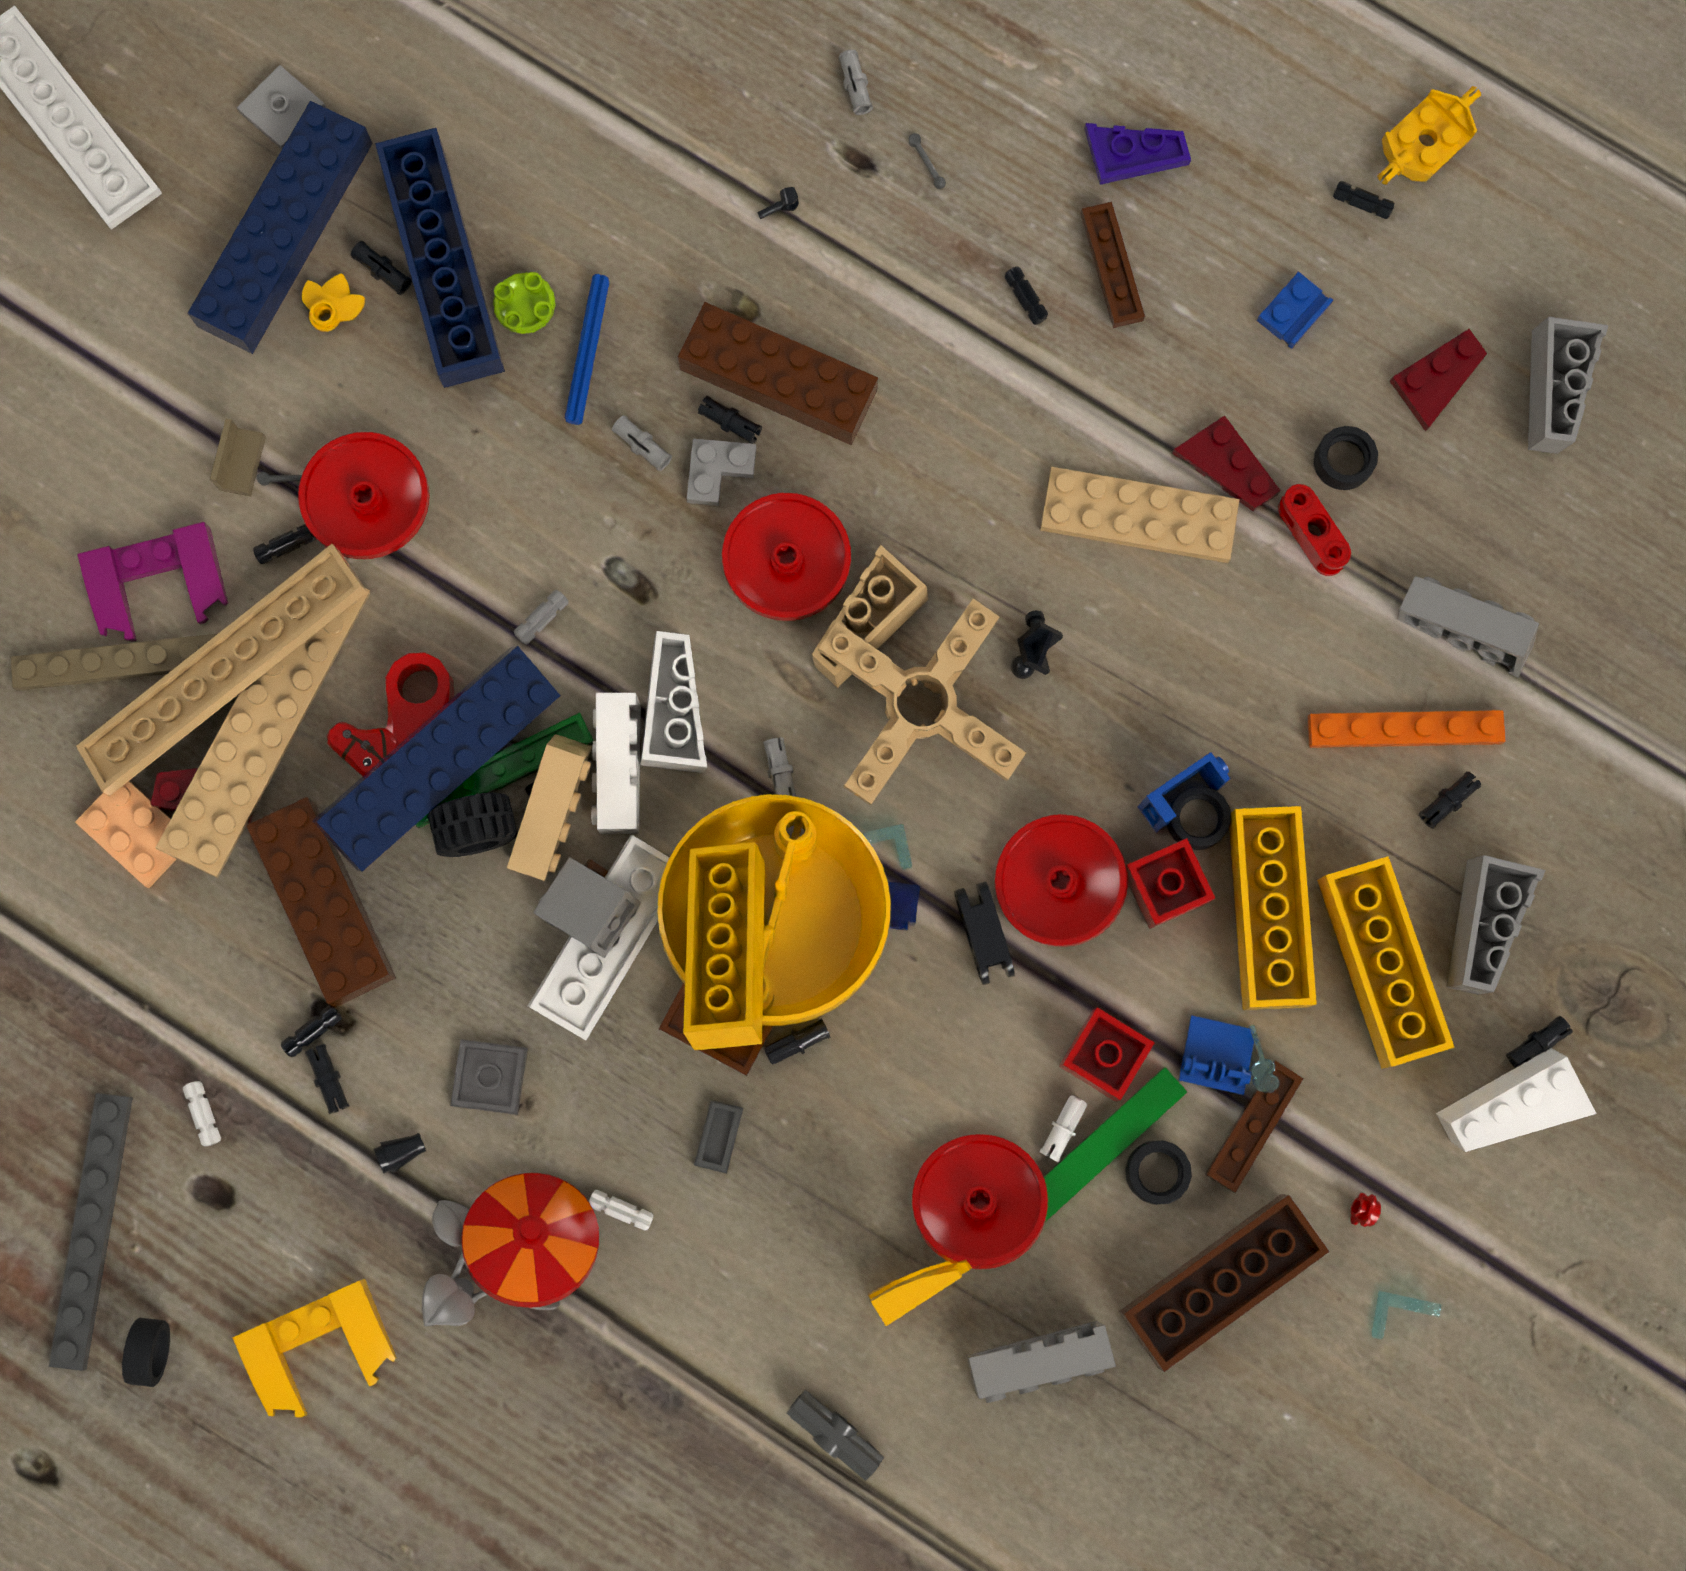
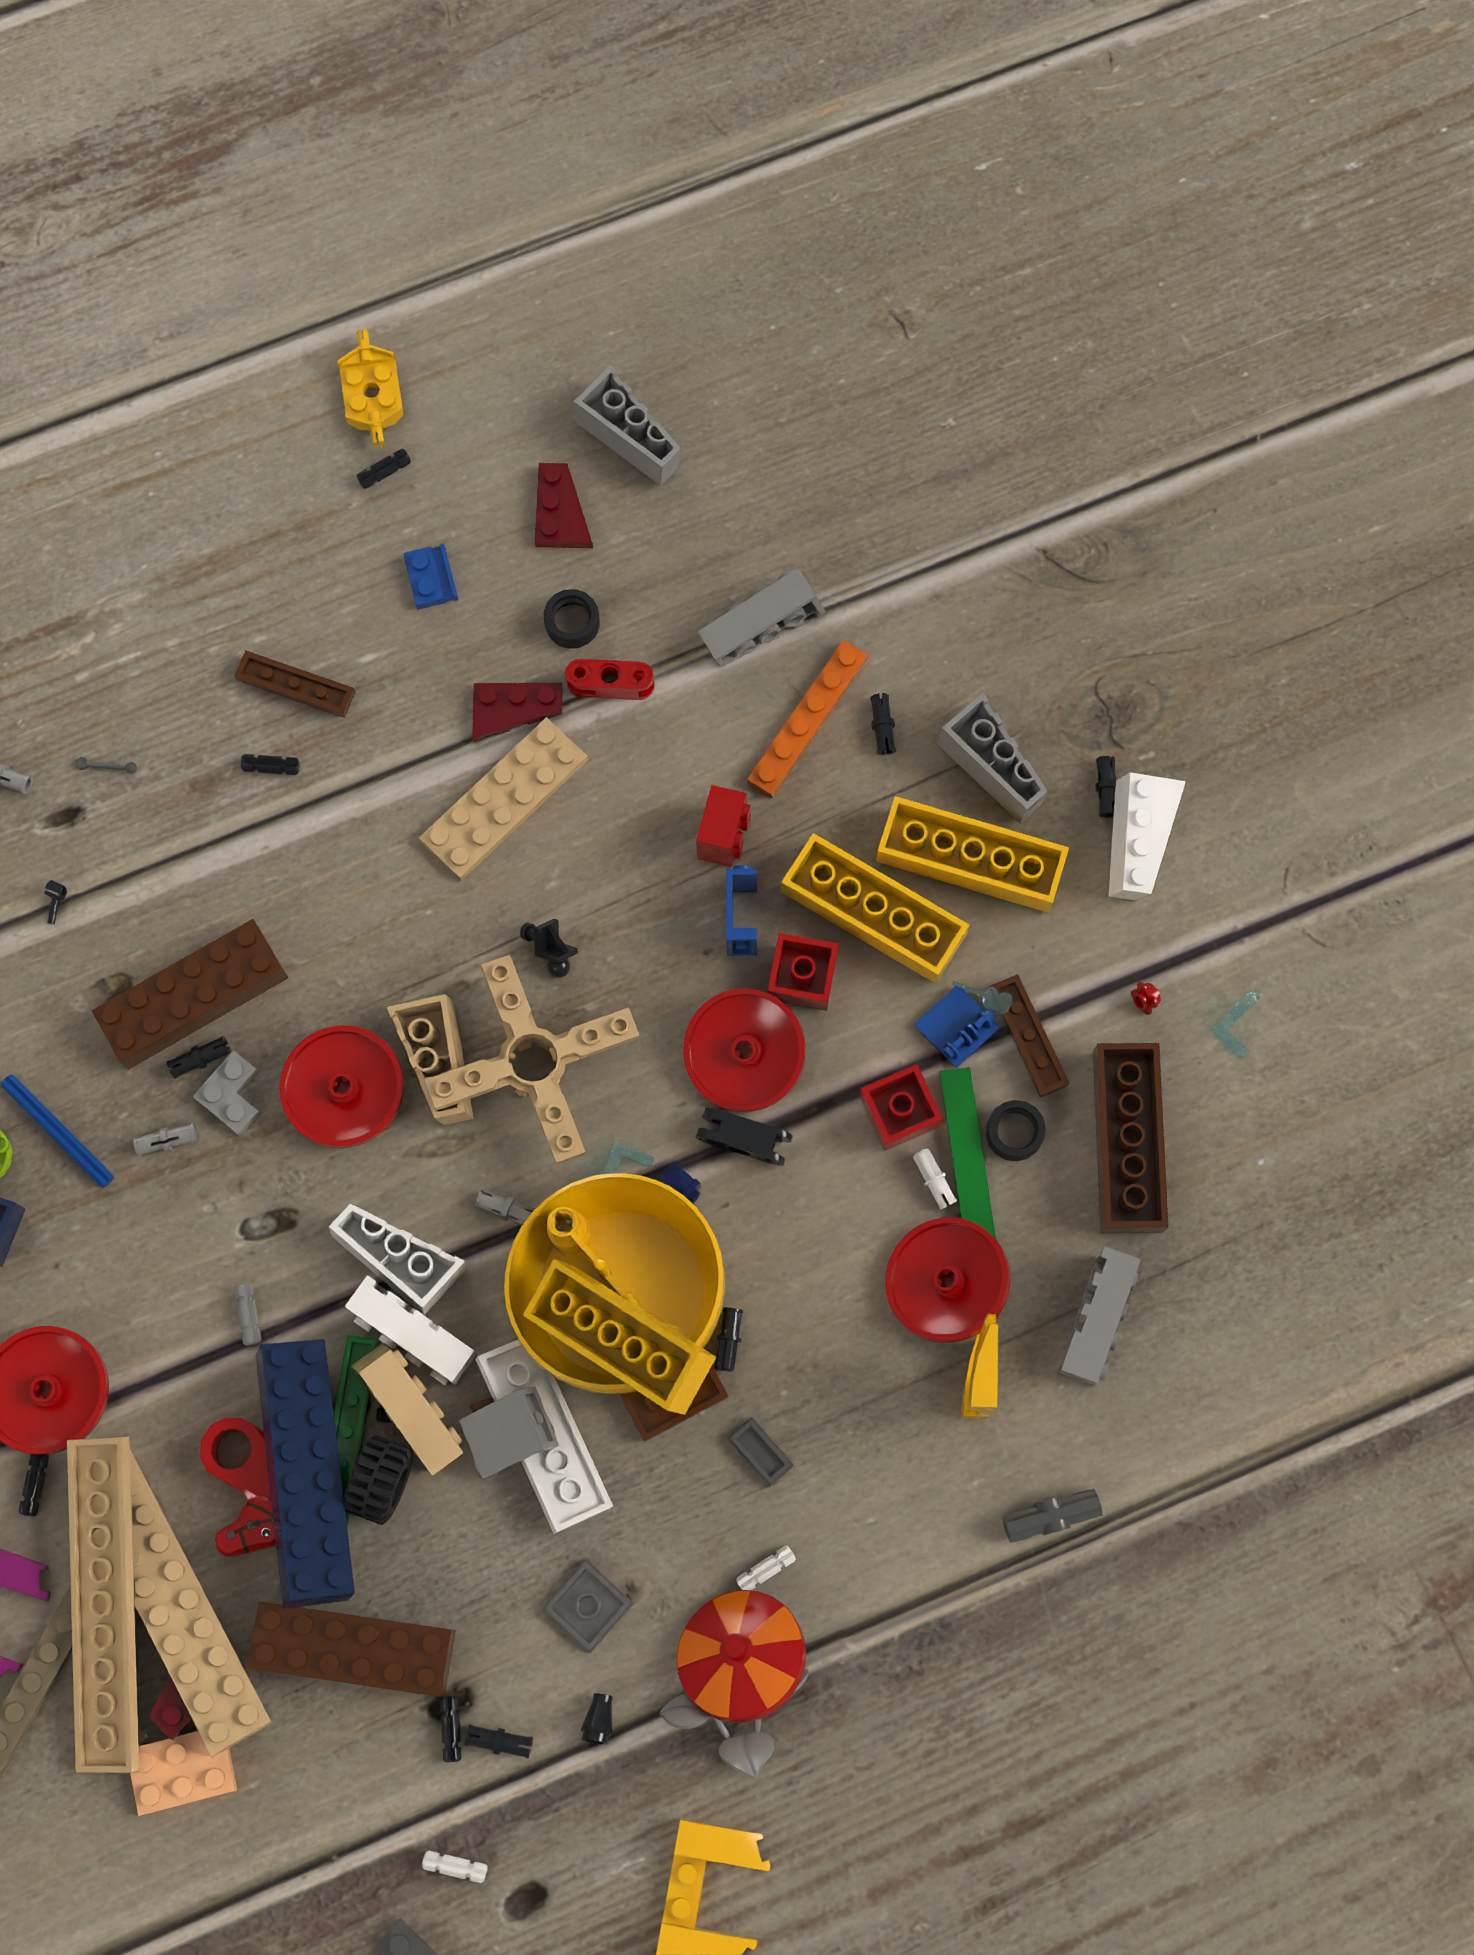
camera: 50 degrees left, 5 degrees down
(1133, 153) = (219, 607): dark purple wing -> none
(1221, 807) = (774, 893): black tyre -> none
(1249, 721) = (722, 826): none -> red brick

